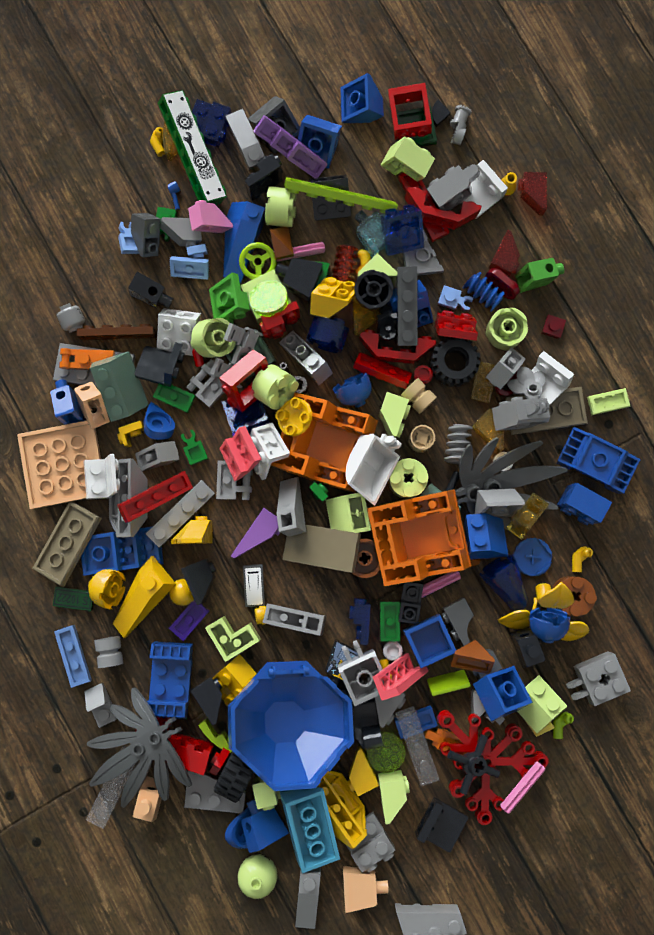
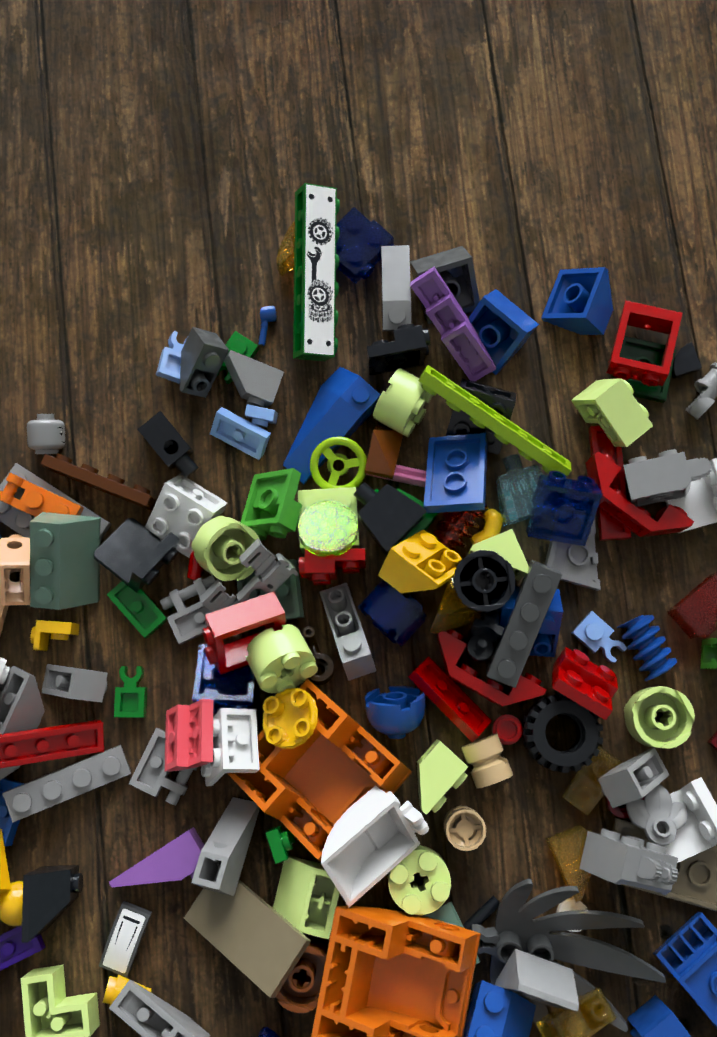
camera: 25 degrees right, 5 degrees down
(157, 140) = (273, 242): yellow arm -> none
(158, 423) = (96, 635): blue piece -> none
(195, 532) = (69, 829): yellow wedge -> none
(208, 218) = (294, 376): bright pink slope -> none
(330, 235) = (456, 473): none -> blue plate
(457, 442) = (516, 858): light grey piece -> none
(503, 282) = (682, 648): dark red plate -> none

